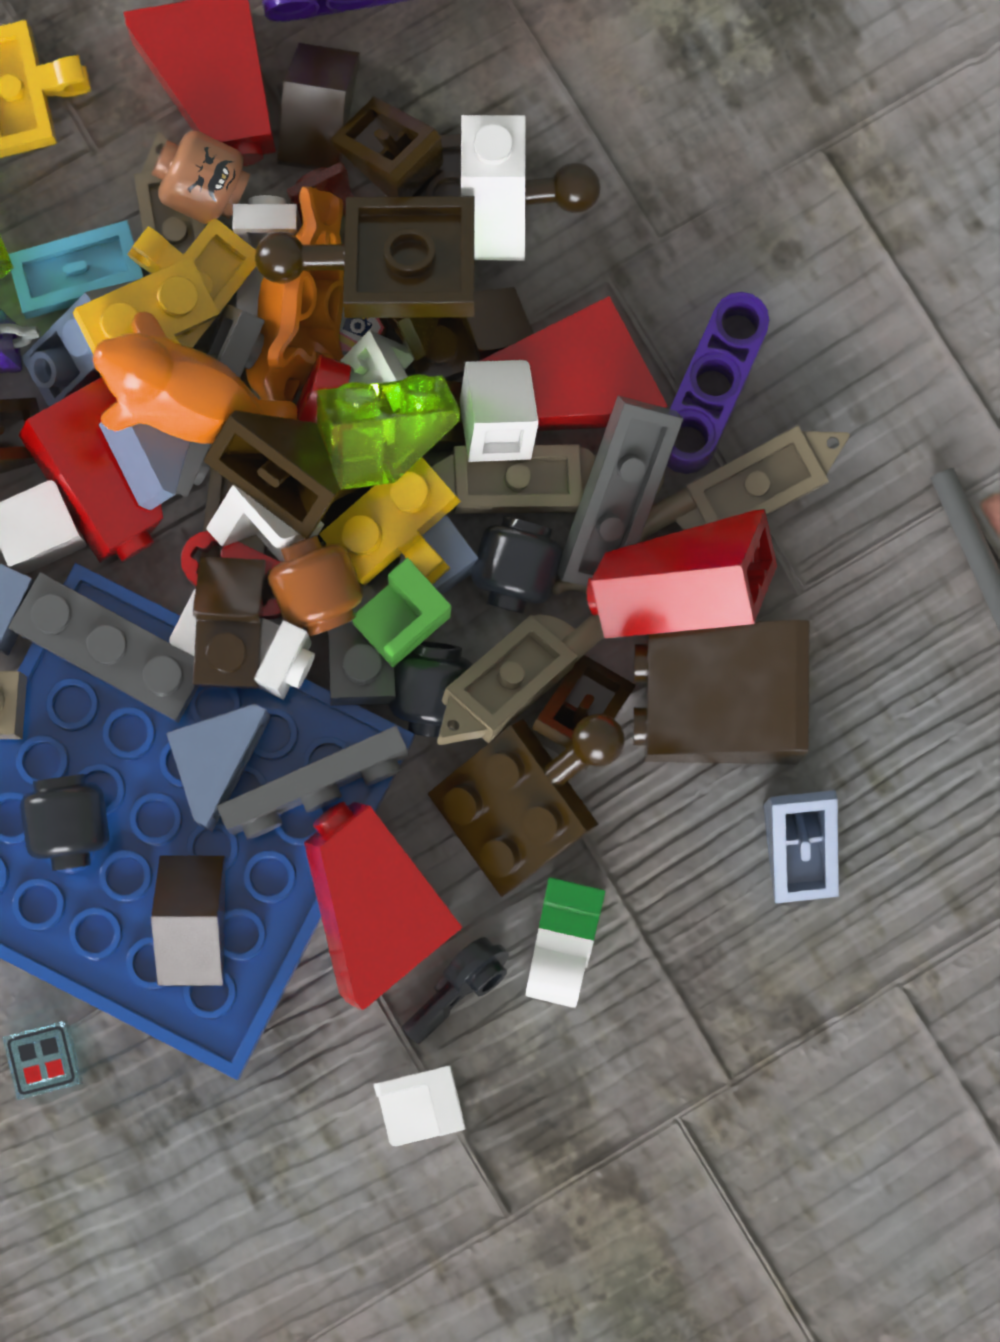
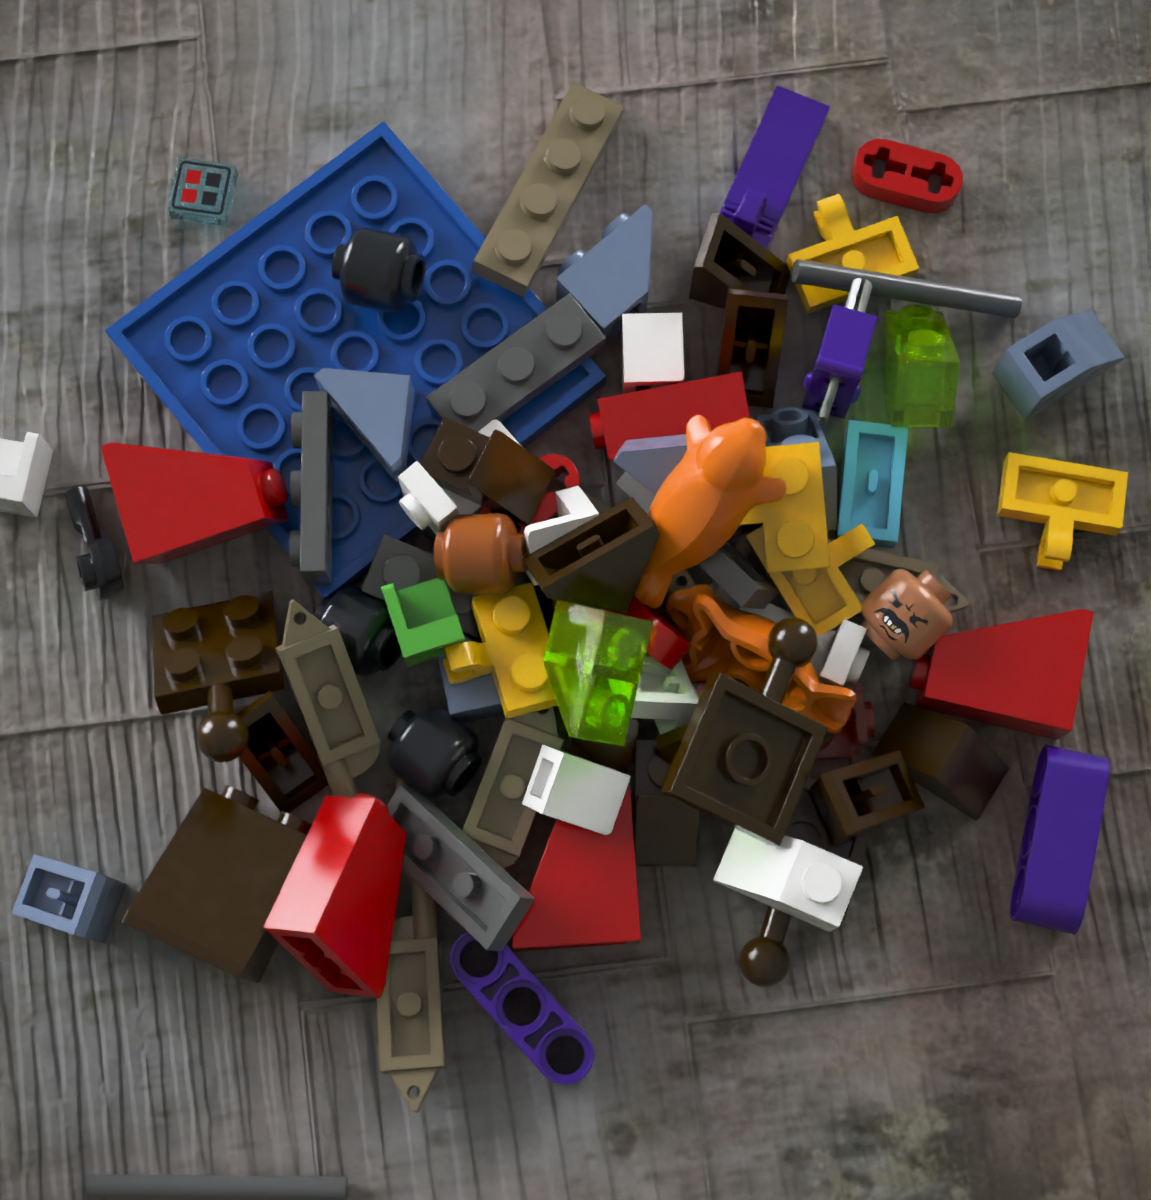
camera: 110 degrees right, 5 degrees down
(189, 920) = (253, 342): slope -> none
(564, 941) = (88, 652): leg -> none

